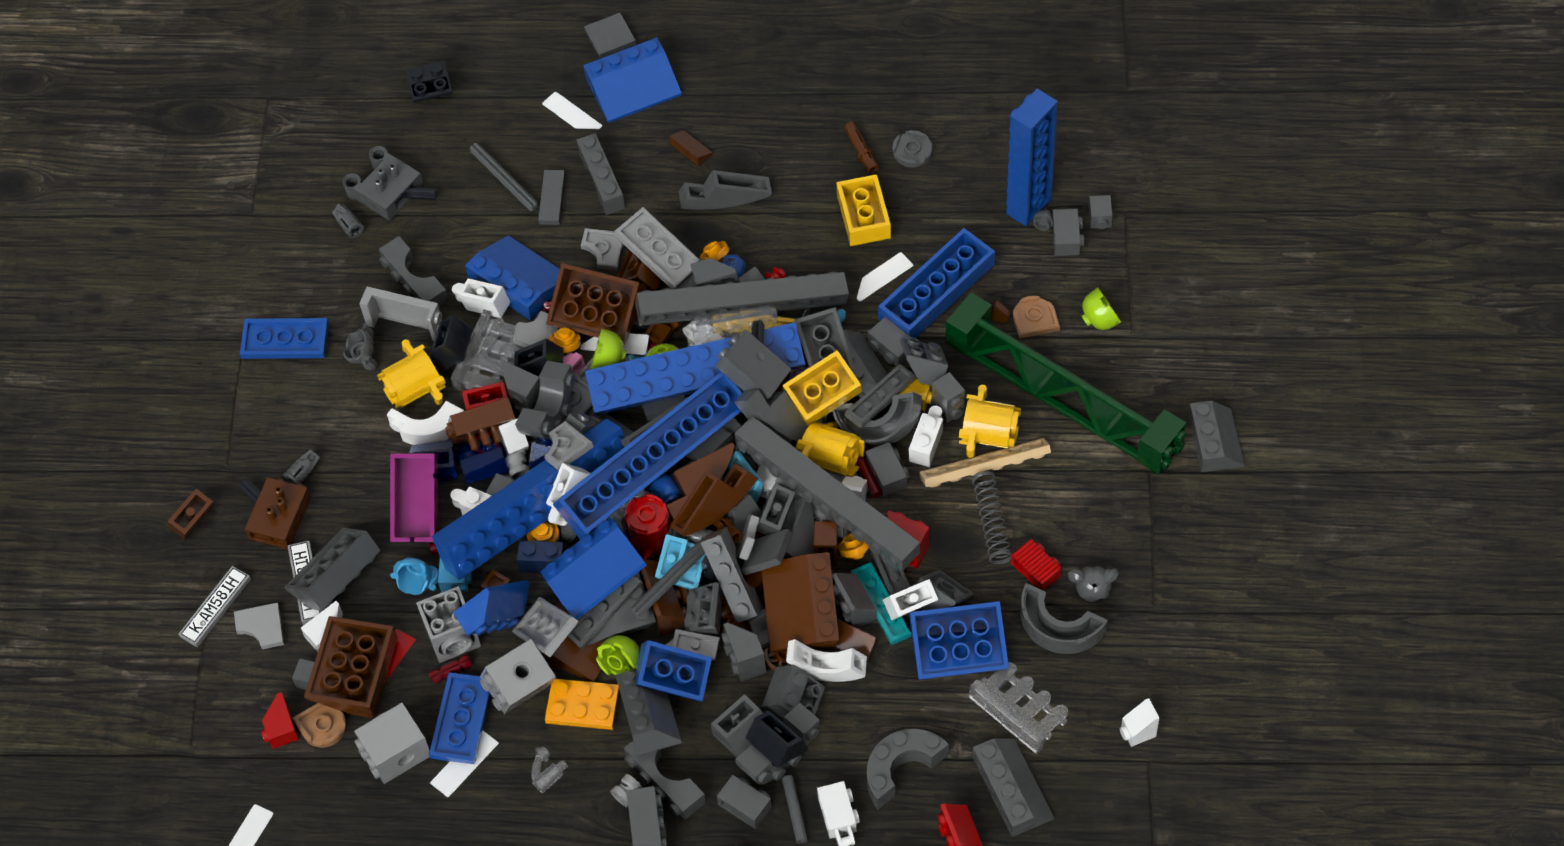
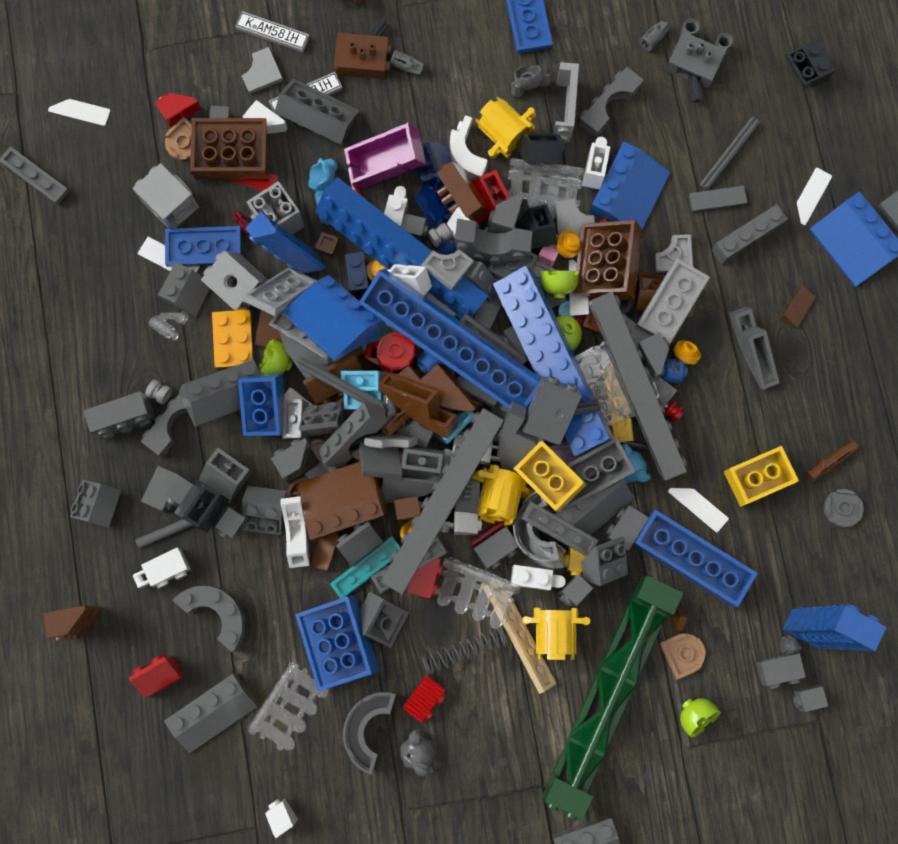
camera: 70 degrees right, 20 degrees up
(508, 745) = (184, 289): none -> dark grey slope
(910, 599) = (362, 594): white slope -> none
(936, 482) = (486, 591): none -> clear fence

